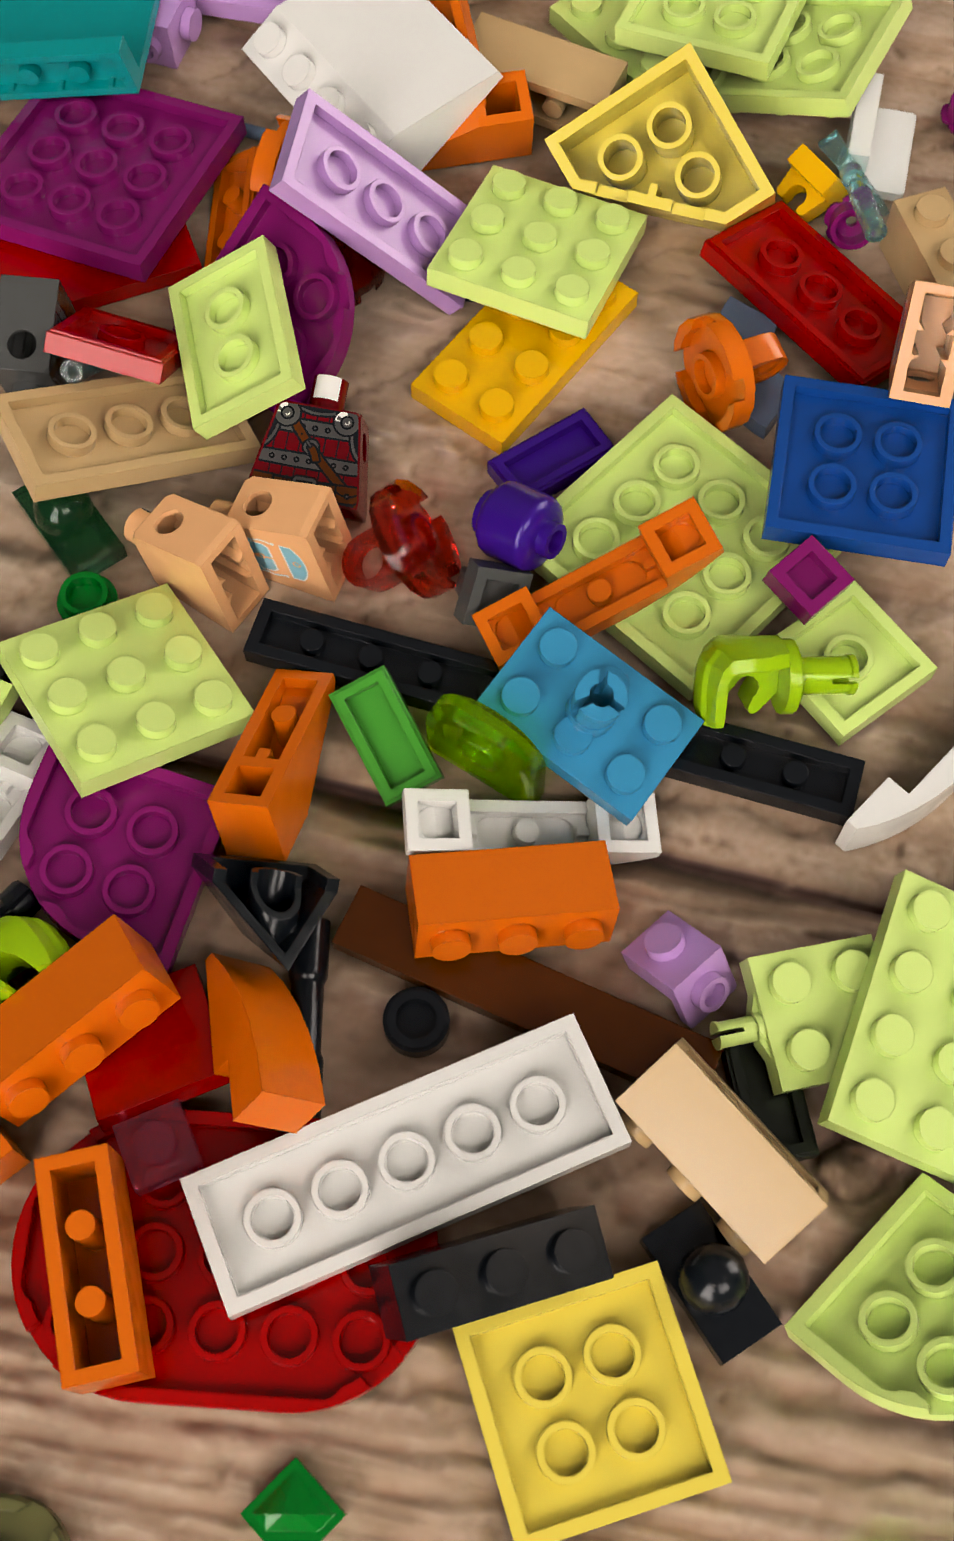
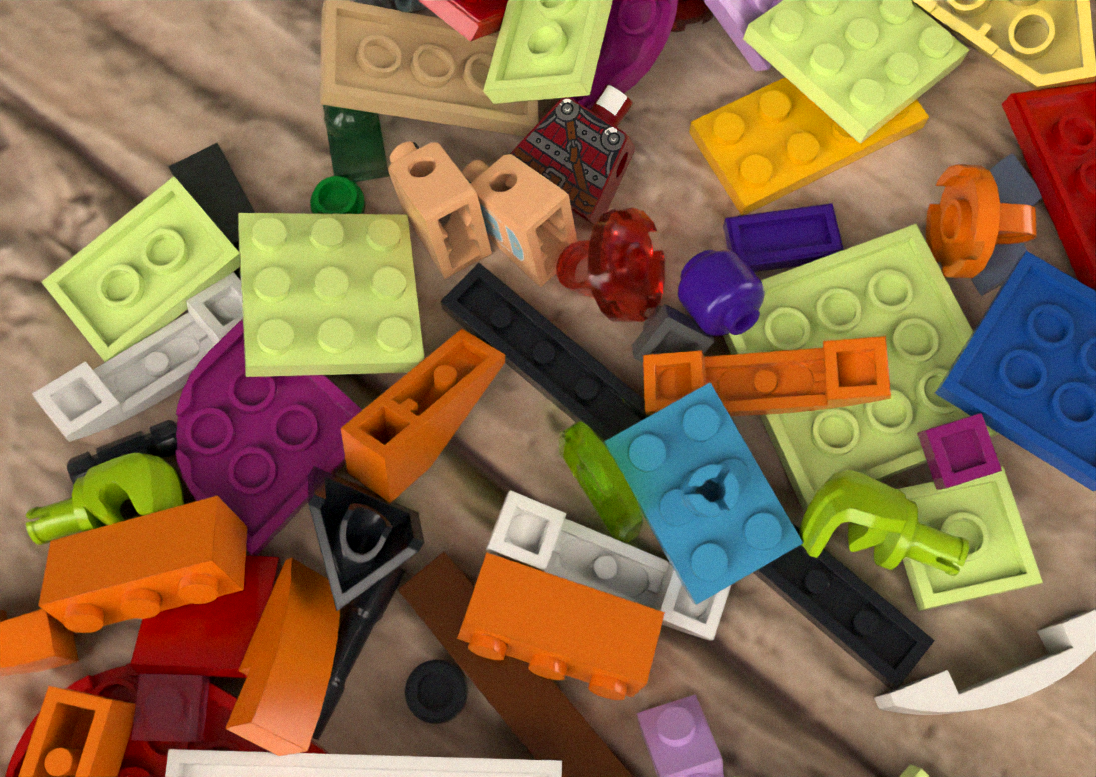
camera: 25 degrees right, 5 degrees up
(386, 735) = (524, 429): bright green tile -> none

